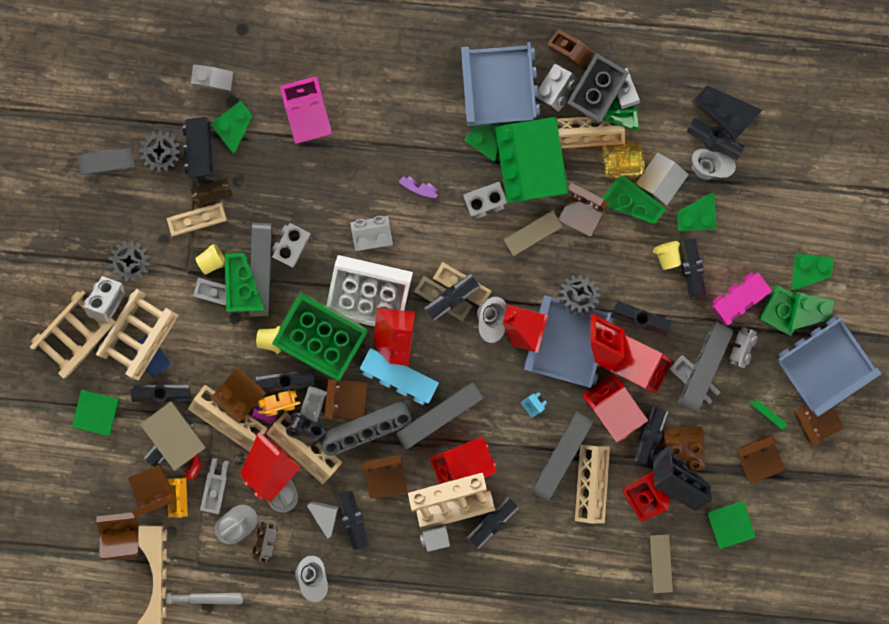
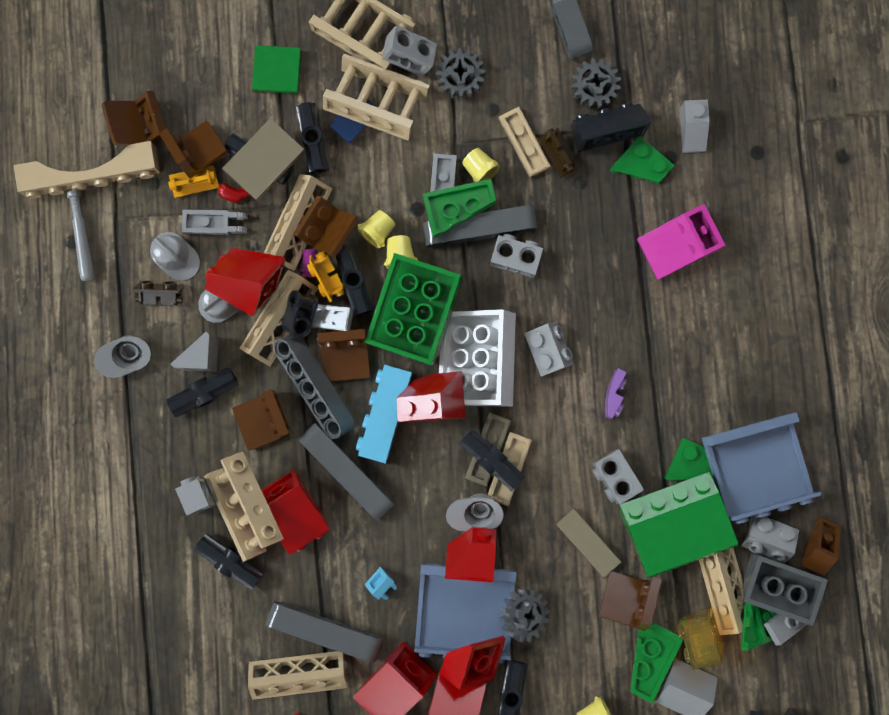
camera: 80 degrees right, 5 degrees down
(246, 354) = (377, 228): none -> light yellow piece

